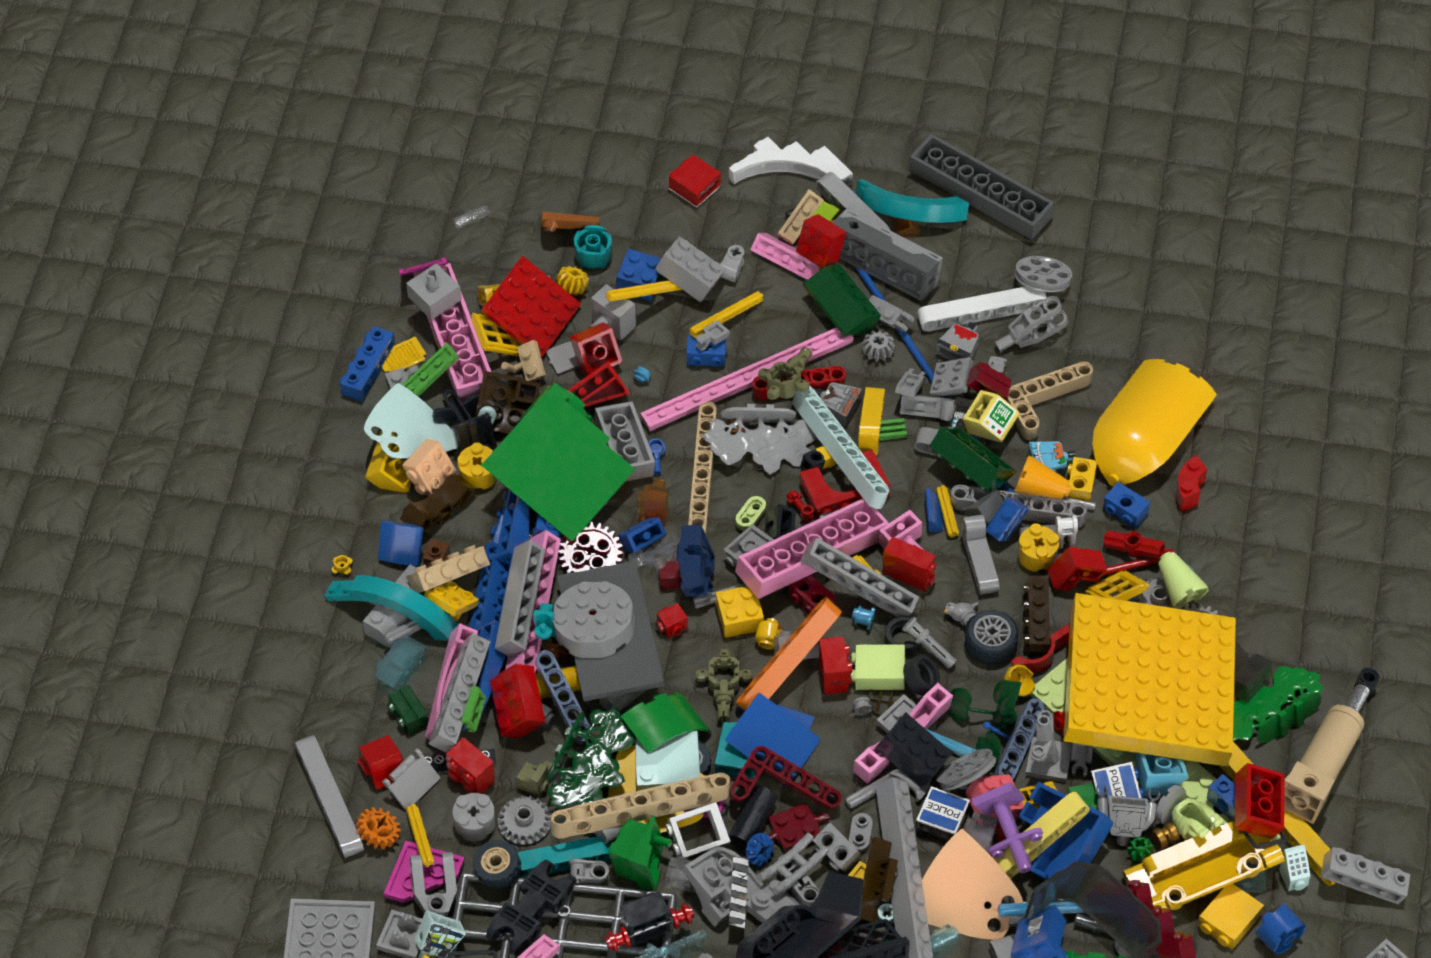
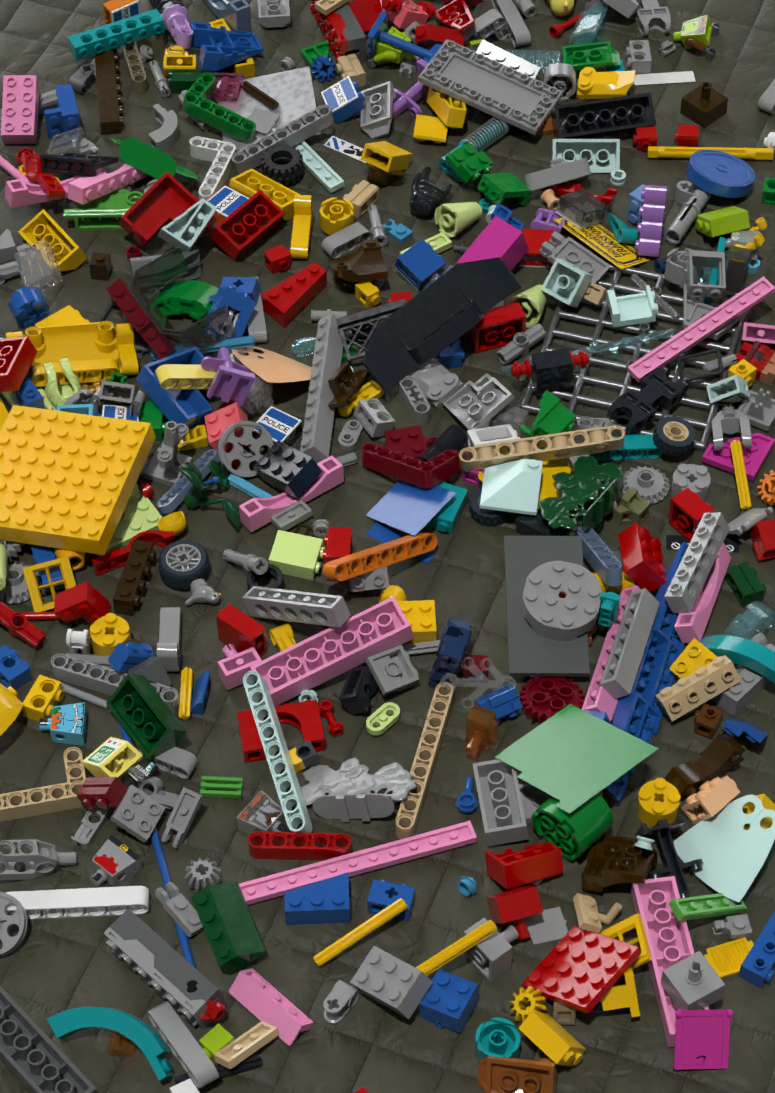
camera: 170 degrees left, 5 degrees down
(473, 709) = (685, 542): bright green tile -> none
(547, 249) = (552, 1039): none -> yellow brick
(663, 720) = (507, 513): green panel -> none
(671, 620) = (483, 626): red brick -> none
(713, 333) = (381, 895): light grey plate -> none
(724, 690) = (446, 559): olive piece -> none
(738, 892) = (467, 390): sticker -> none
(754, 846) = (441, 425): blue gear -> none
(768, 335) = (319, 902): none -> blue wedge
(790, 370) = (305, 836): olive piece -> none
(794, 853) = (422, 390): light grey piece -> none
(820, 241) = (235, 982): red brick -> none
(871, 419) = (239, 772): yellow beam -> none
(913, 677) = (260, 536): black tyre -> none
(1041, 481) = (88, 684): light orange cone -> none

